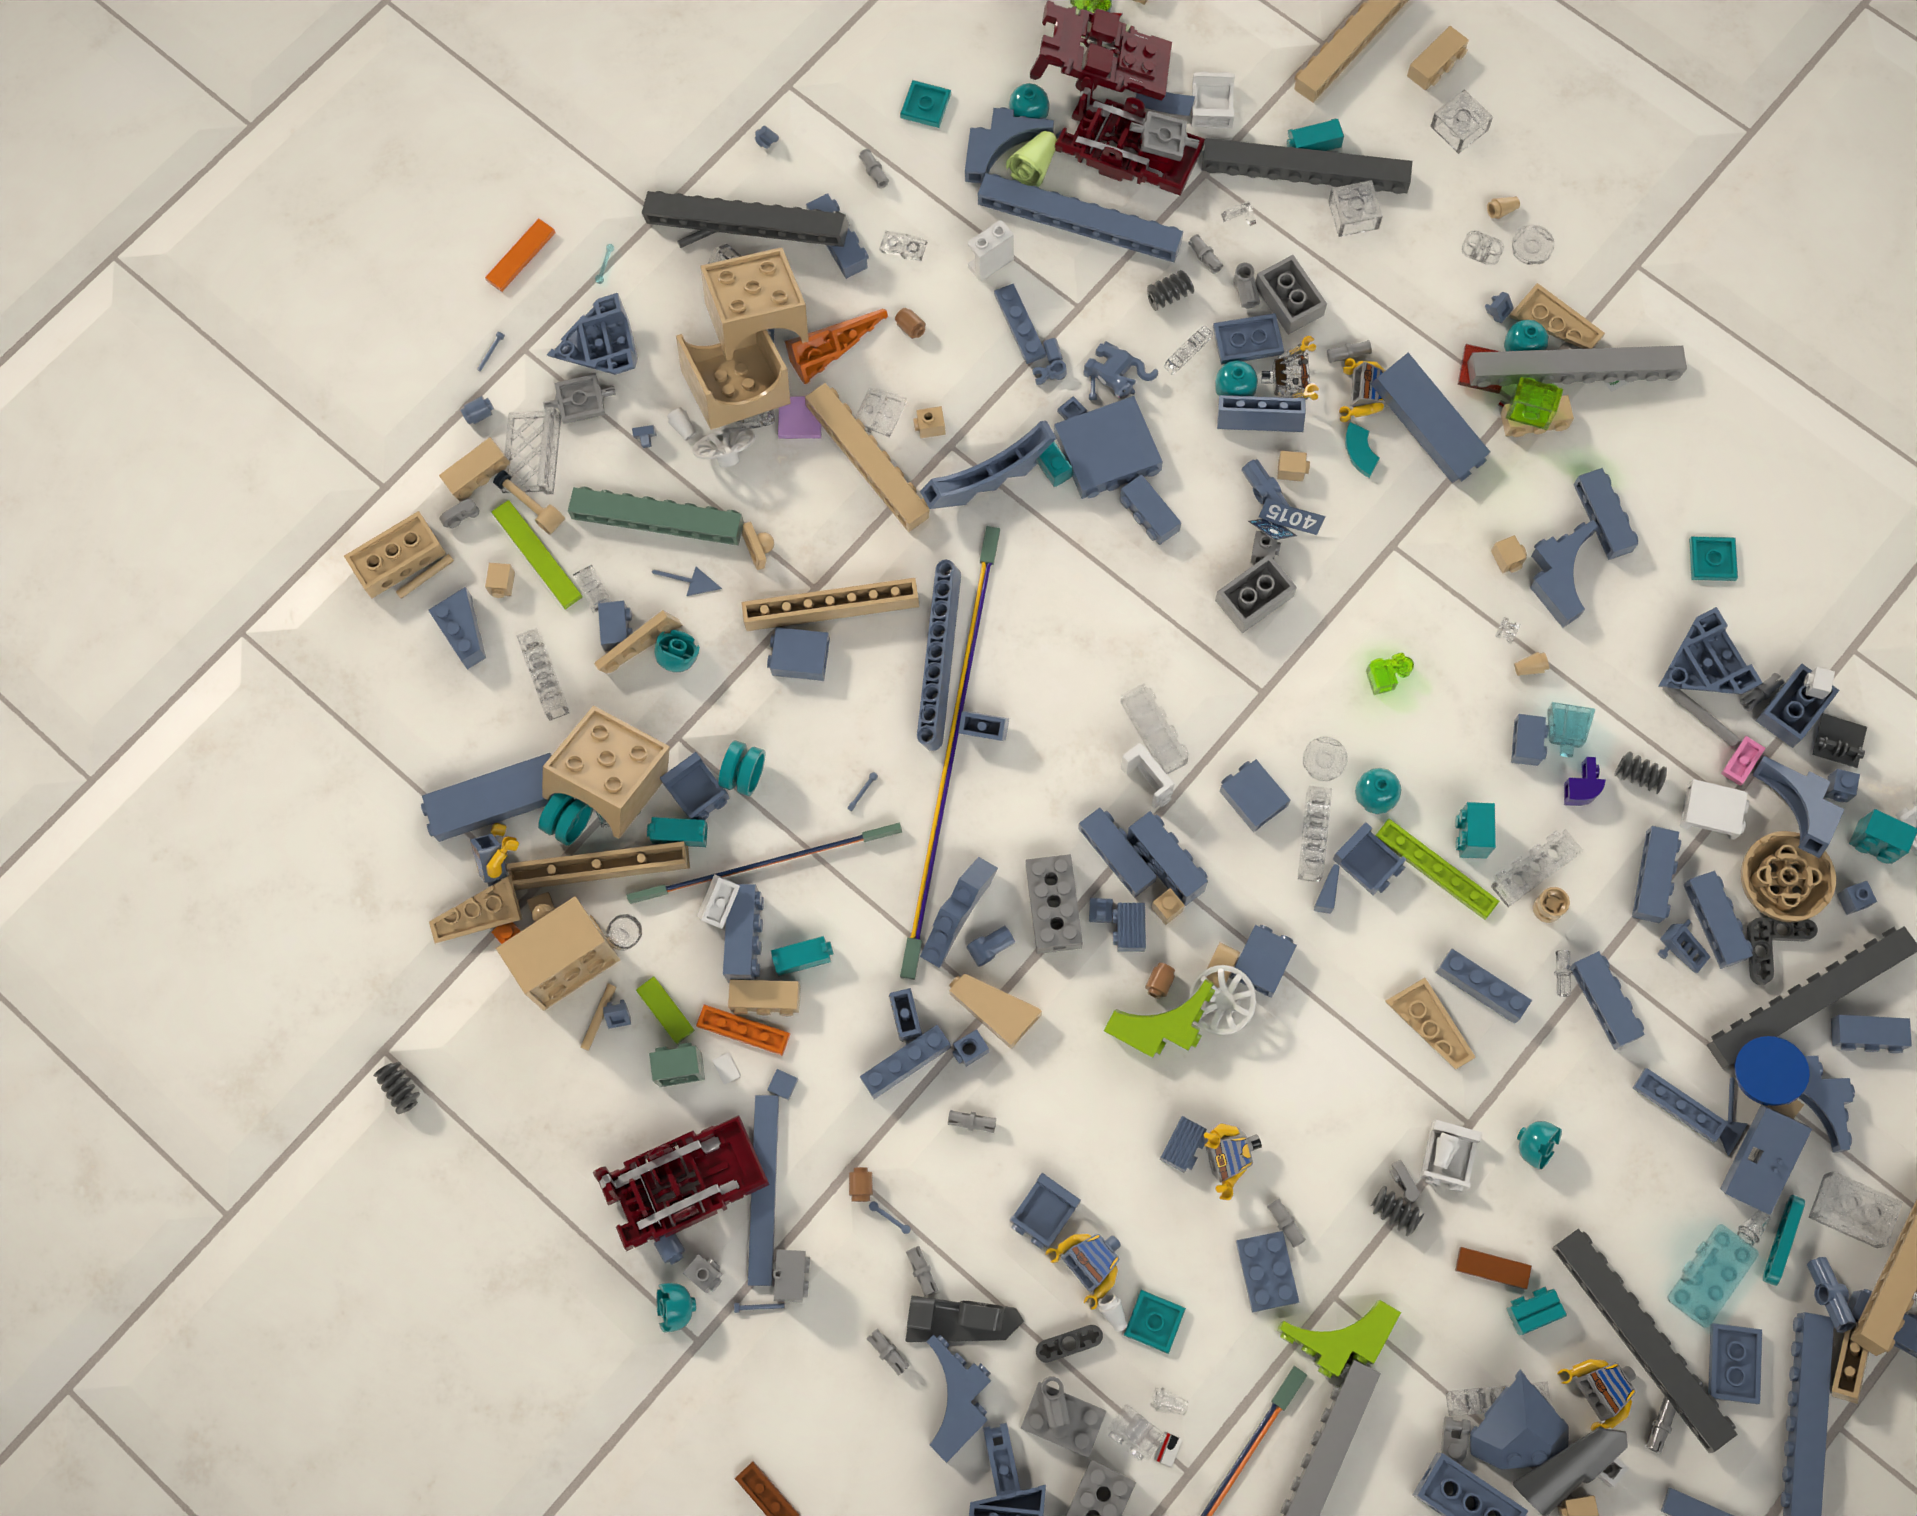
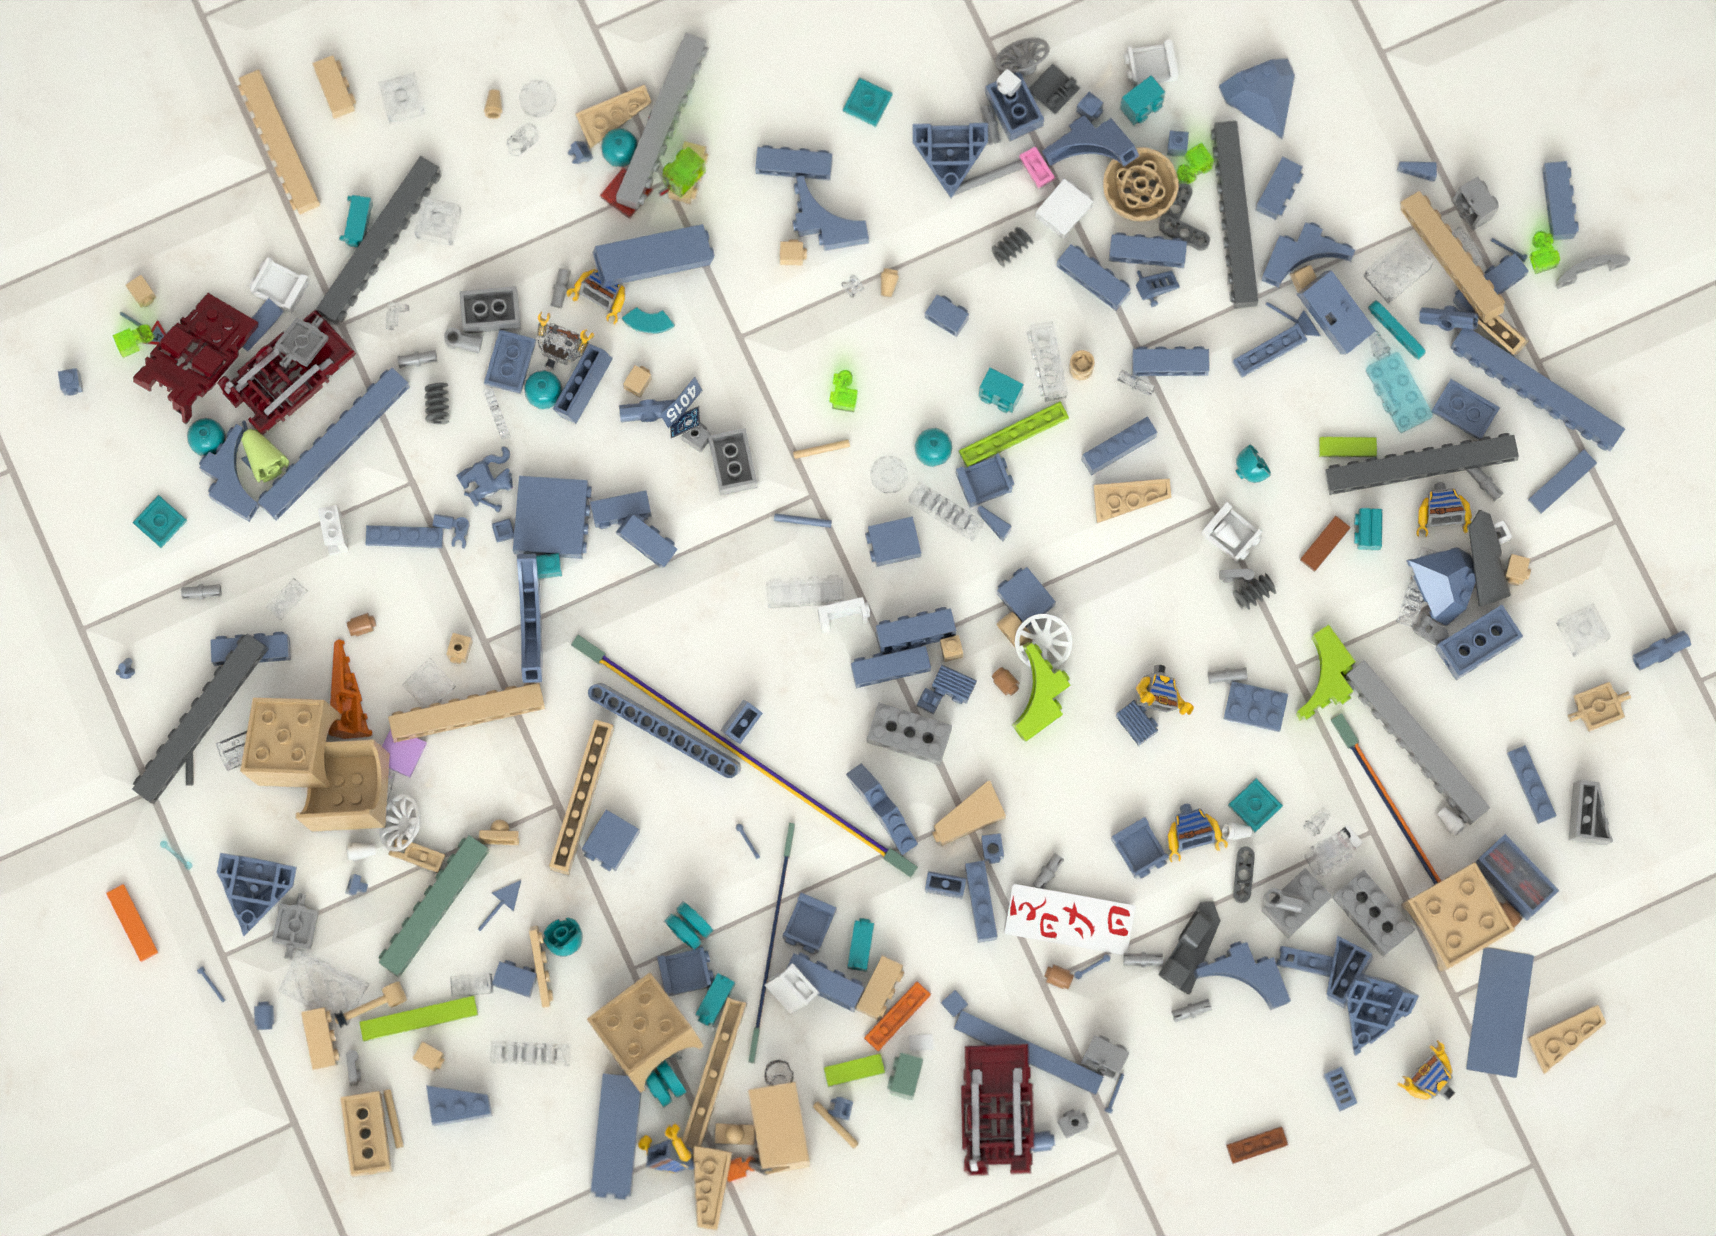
camera: 70 degrees left, 5 degrees up
(674, 1306) = (1088, 1155): teal cylinder -> none
(701, 481) = (420, 856): none -> tan plate
(801, 892) = (809, 923): none -> sand blue panel
(930, 1169) = (1070, 919): none -> white sticker
(985, 948) = (919, 798): sand blue piece -> none
(1129, 546) = (647, 540): none -> sand blue brick
(1230, 694) = (802, 520): none -> sand blue bar
(1316, 678) = (821, 449): none -> tan bar
(1569, 726) = (951, 280): clear light blue torso -> none
(1585, 789) = (1004, 291): dark purple brick -> none
(1618, 1244) = (1347, 446): none -> lime tile
(1771, 1071) = (1276, 274): blue tile -> none
(1849, 931) = (1199, 161): none -> clear neon green brick
(1850, 696) = (1024, 62): none -> light grey wheel

